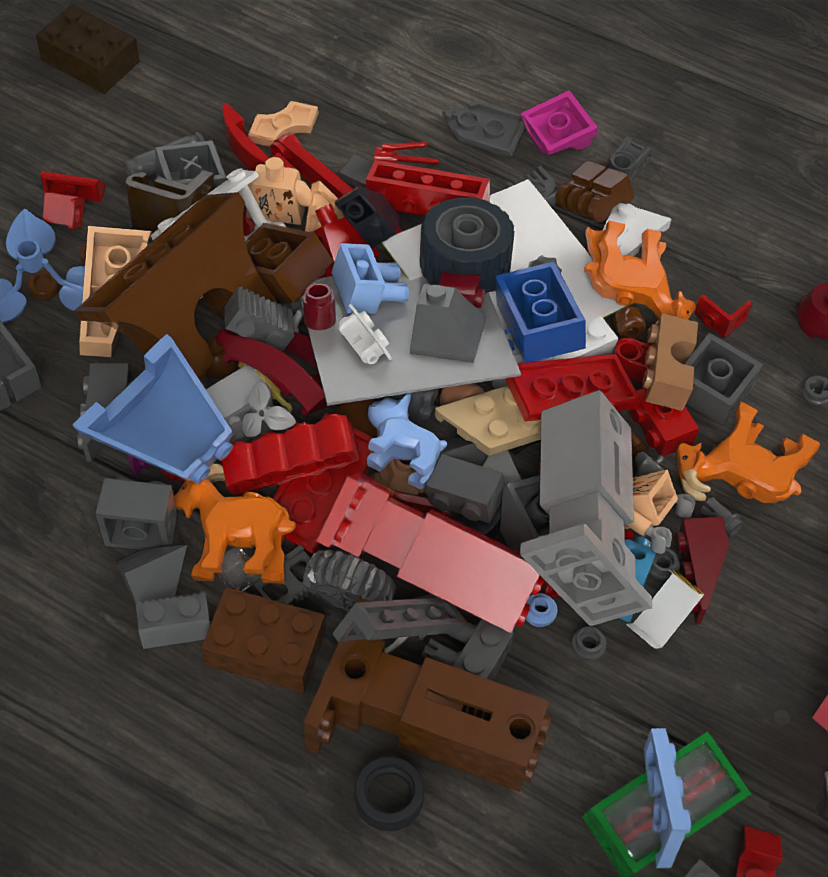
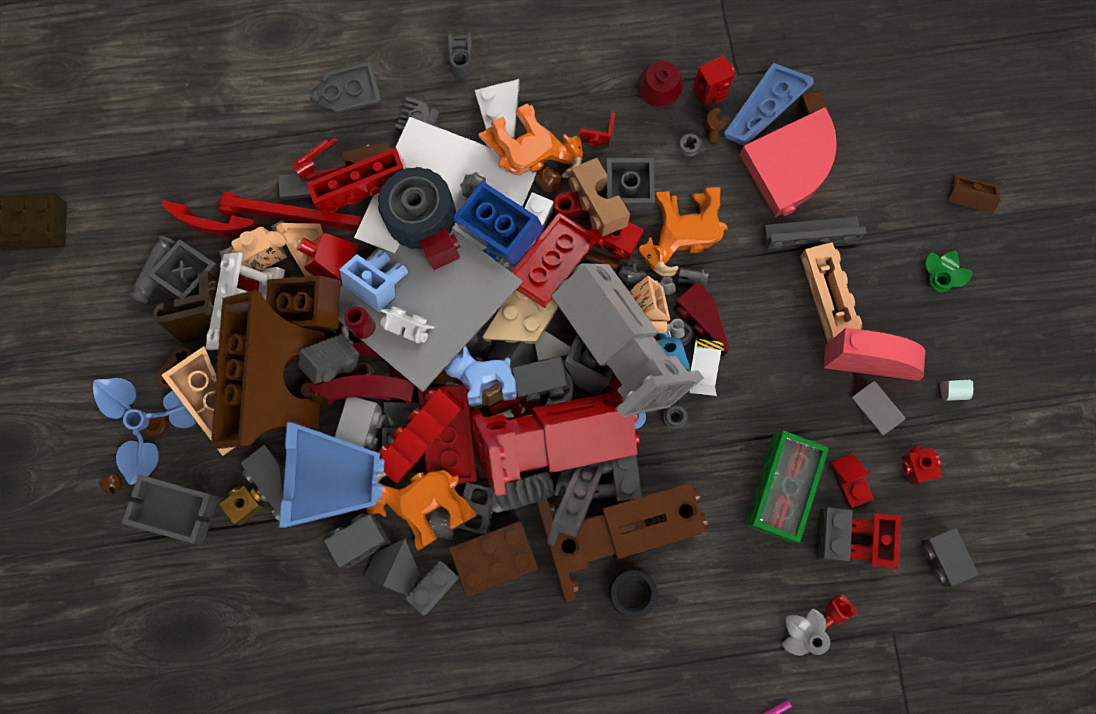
camera: 35 degrees left, 20 degrees up
(56, 407) = (241, 504): none -> pearl gold brick
(63, 209) = (121, 360): red bracket -> none
(73, 185) = (110, 337): red slope -> none
(275, 416) = (385, 420): light grey plant -> none
(293, 119) = (205, 193): light nougat tile -> none
(369, 214) = (337, 227): black slope -> none
(446, 325) = (451, 279): dark grey slope -> none
(559, 124) = (396, 56): dark pink slope -> none
(594, 191) = (458, 96): reddish brown legs -> none
(668, 812) = (797, 498): light blue wing -> none

